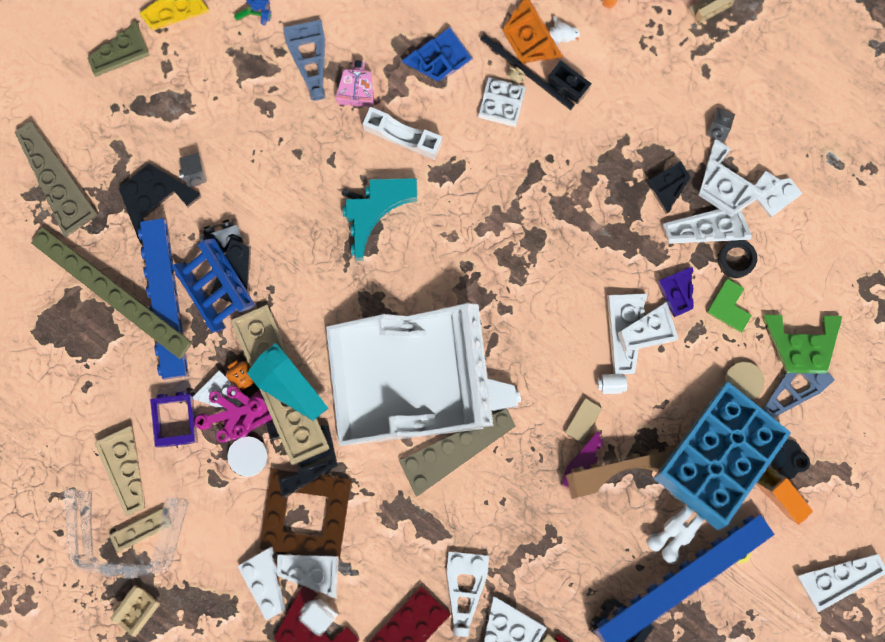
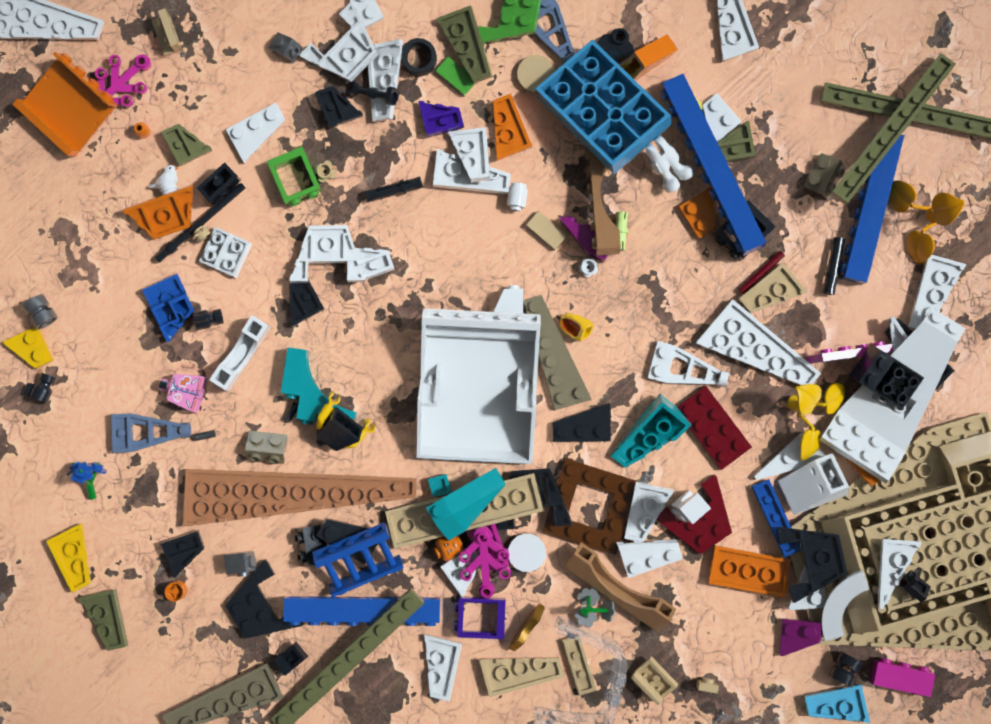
camera: 80 degrees left, 5 degrees up
(104, 236) = (290, 658): none -> black bracket
(123, 389) = (442, 665): none -> white wing
(152, 110) = (173, 593): none -> orange wheel
(171, 469) = (526, 627): none -> pearl gold tile
(193, 528) = (586, 615): none -> light grey plant
(196, 112) = (182, 550): none -> black wing
(208, 590) = (650, 610): none -> medium nougat arch
(261, 160) = (240, 495): none -> nougat wing
(302, 355) = (439, 485): none -> teal plate
(312, 175) = (266, 447): none -> dark tan bracket
(315, 114) = (204, 435): none -> dark grey piece
(341, 243) = (338, 429): none -> black torso
(386, 494) = (585, 426): none -> black wing
(397, 568) = (654, 428): none -> teal wedge
(430, 92) = (204, 319): none -> black piece
(466, 187) = (303, 302): none -> black wing
(489, 468) = (576, 326): none -> yellow rock
(517, 246) = (374, 262): none -> white wing
(526, 200) = (327, 245): none -> white wing
(553, 475) = (588, 262): none -> white plate
(595, 254) = (394, 189): none -> black pin
(597, 498) = (621, 223): none -> yellowish green pin
(602, 43) = (184, 145): none -> olive wing
(603, 179) = (324, 166): none -> tan plate
(606, 144) = (289, 158): none -> bright green window
(630, 109) = (255, 130): none -> white wing
(630, 578) = (699, 213): none -> orange wing
(680, 364) = (509, 128): none -> orange wing
(690, 235) = (390, 96): none -> black piece
(711, 606) = (738, 144): none -> olive wing
(735, 582) = (720, 117): none -> white wing
(767, 302) = (466, 40): none -> olive wing

